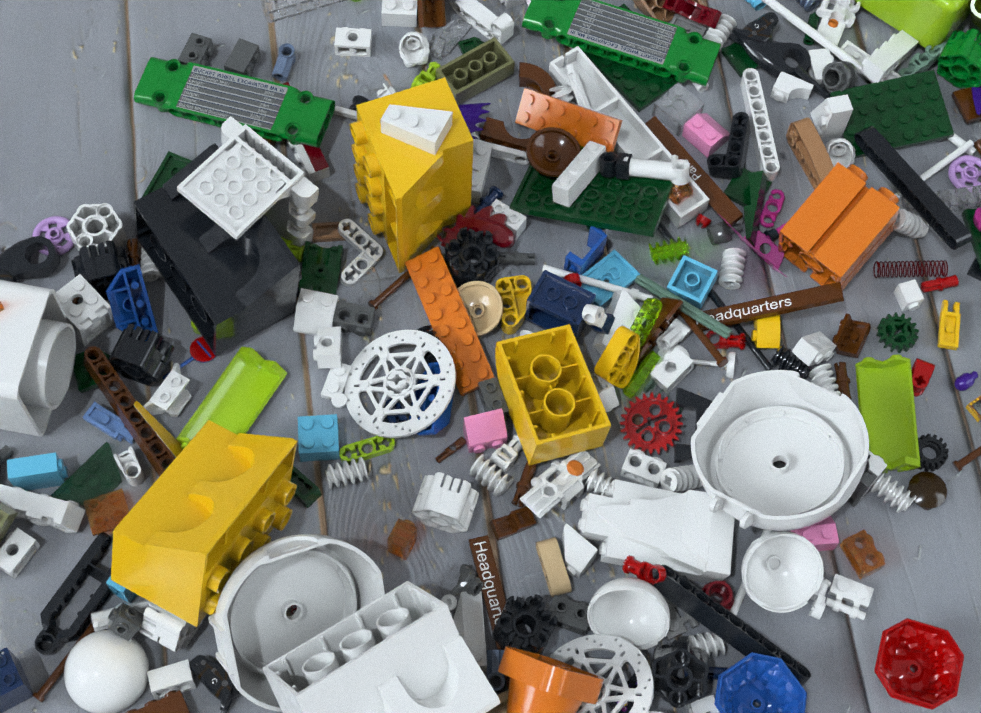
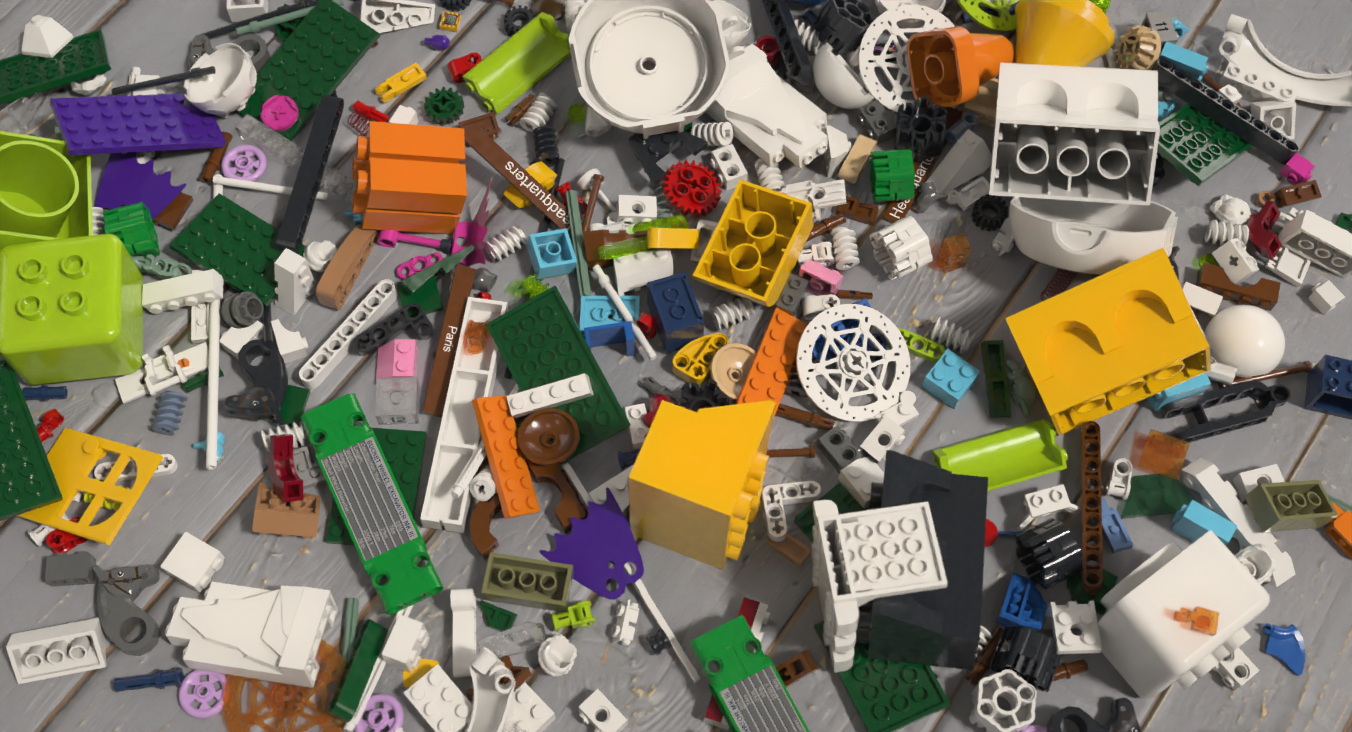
camera: 135 degrees left, 0 degrees up
(125, 621) = (1218, 347): dark grey brick -> none
(165, 436) = (1076, 480): yellow sticker -> none
(400, 324) = (810, 418): none -> reddish brown pin
(417, 126) = (703, 439): white wedge -> none
(467, 408) = (814, 305): none -> white piece
(507, 563) = (892, 175): none -> green piece
(597, 318) = (660, 269): white leg -> none
(625, 166) = (506, 368): white piece -> none
(643, 570) = (811, 80): red connector -> none
(814, 348) = (520, 136): white brick -> none
(910, 224) = (341, 160): white piece -> none

